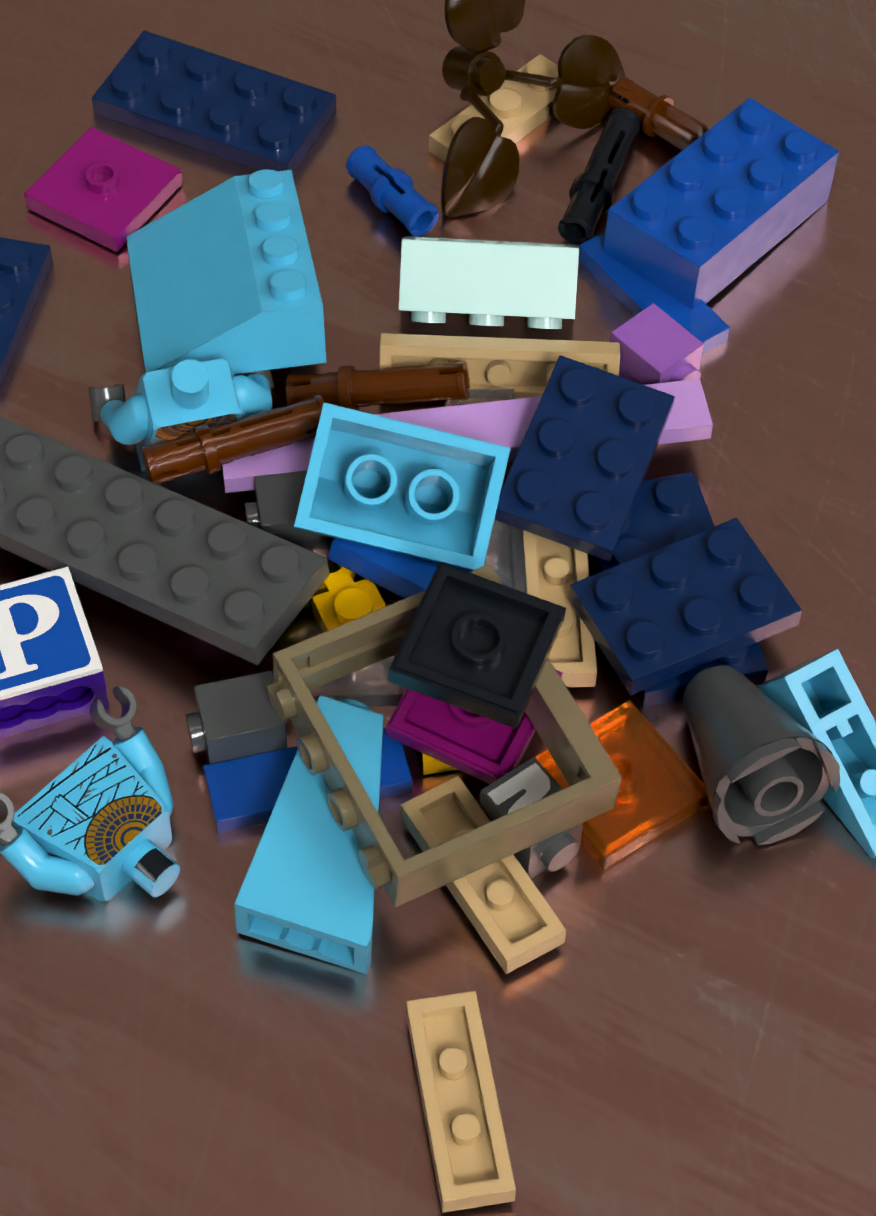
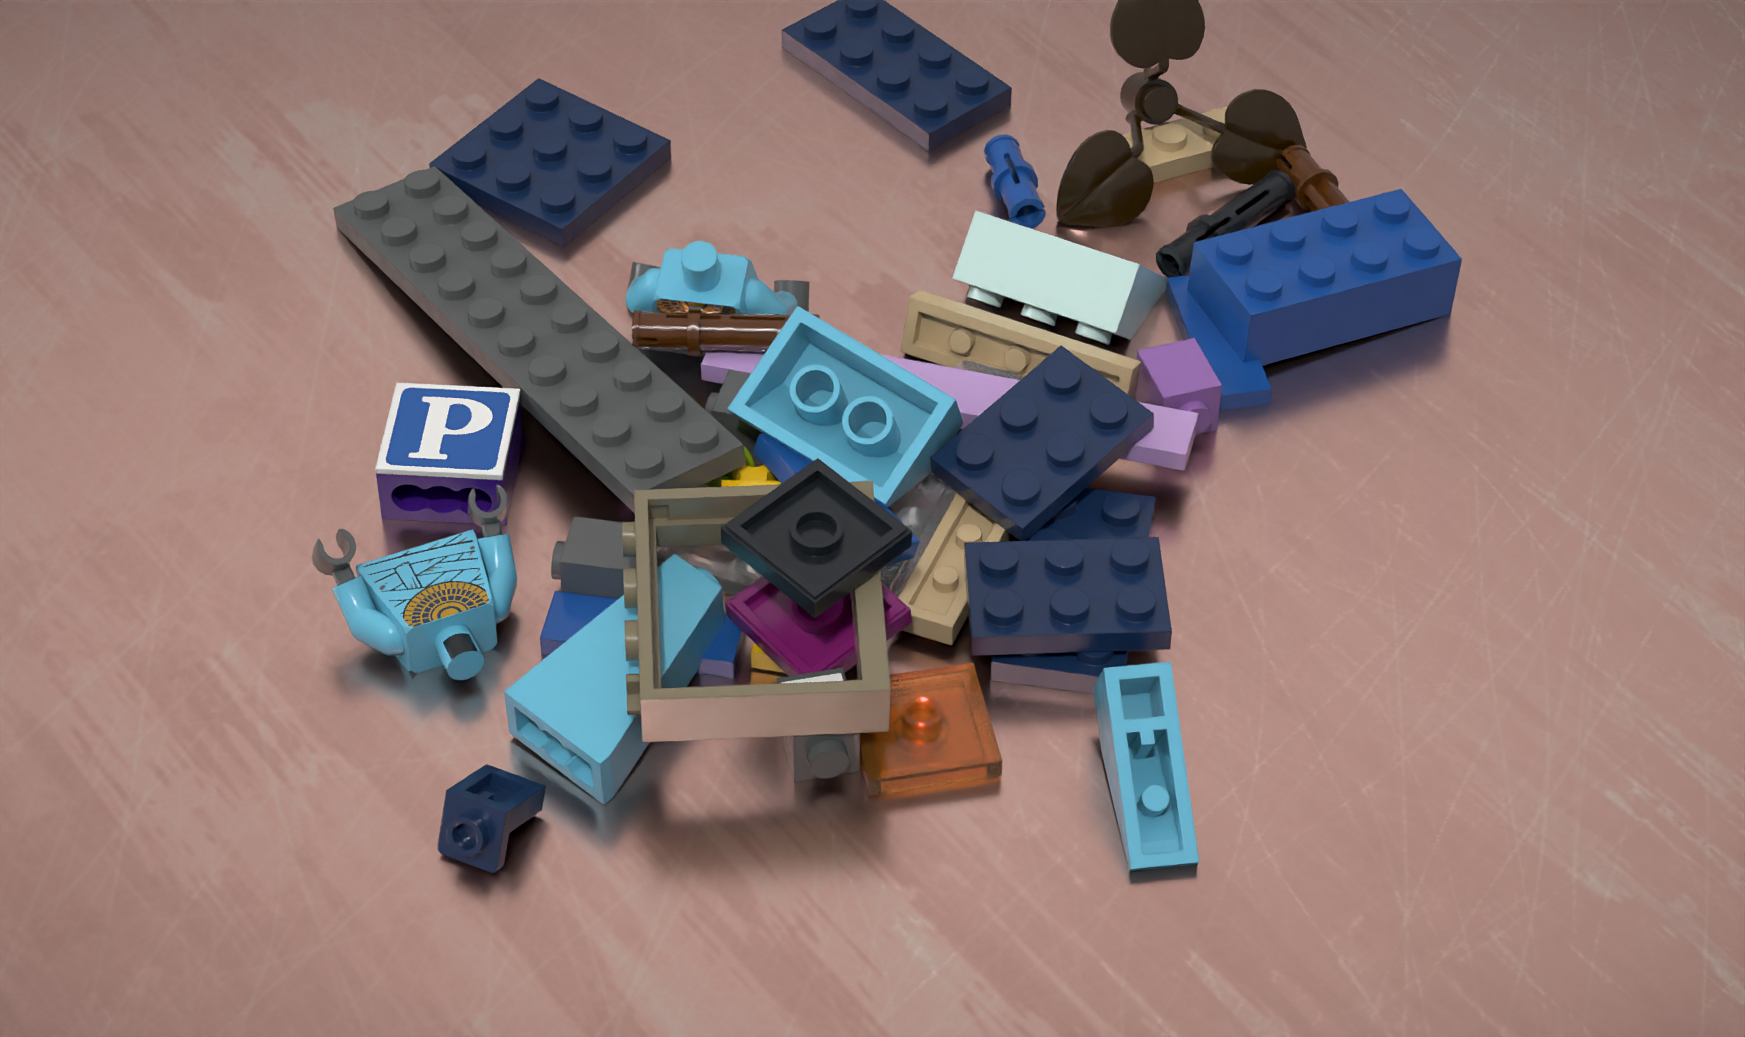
camera: 25 degrees right, 10 degrees down
(103, 188) = (750, 109): magenta plate -> none
(229, 279) = (817, 207): medium azure slope -> none
(274, 1035) = (482, 814): none -> dark blue bracket
(382, 386) = (906, 337): reddish brown pin -> none
(460, 1102) = (617, 921): tan plate -> none
(497, 898) = (751, 775): tan plate -> none
(755, 758) = (1051, 746): dark grey cone -> none

